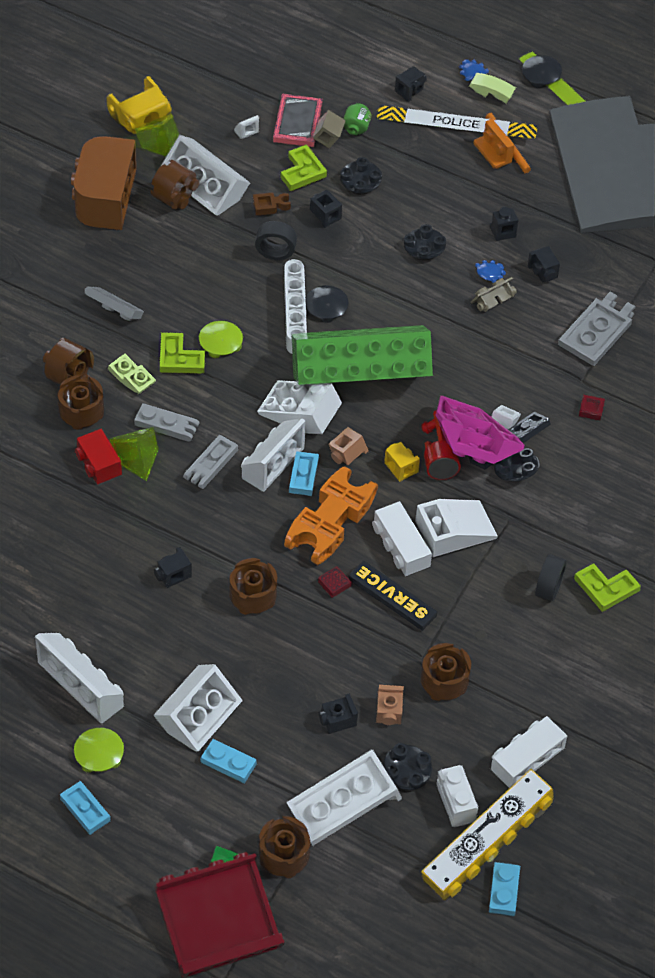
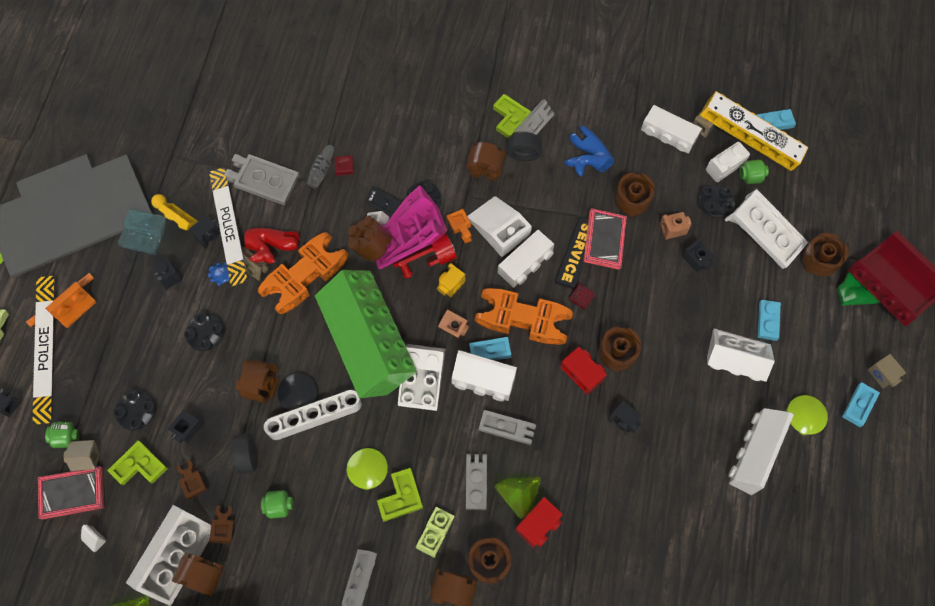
camera: 105 degrees left, 15 degrees up
(110, 852) = (887, 372): none -> dark tan brick
(211, 214) = (222, 528): none -> reddish brown plate
(216, 258) = (276, 504): none -> bright green head
(242, 545) = (583, 370): none -> red brick
(348, 266) = (258, 381): none -> reddish brown brick
(398, 625) = (605, 239): none -> tile
(433, 823) = (753, 171): none -> bright green head
(467, 347) = (293, 282): none -> orange piece
(470, 490) = (460, 223): none -> orange plate
(477, 392) = (369, 239): none -> reddish brown brick
(513, 322) = (257, 237): none -> red piece
(538, 654) = (600, 156): none -> blue piece
(542, 281) = (228, 227): none -> sticker
(543, 531) = (485, 161): none -> reddish brown brick
(563, 215) = (142, 231): none -> clear light blue slope
(577, 243) = (173, 212): none -> yellow plate
(587, 606) = (536, 119): none -> light grey hinge
(594, 381) = (320, 167): none -> dark grey hinge

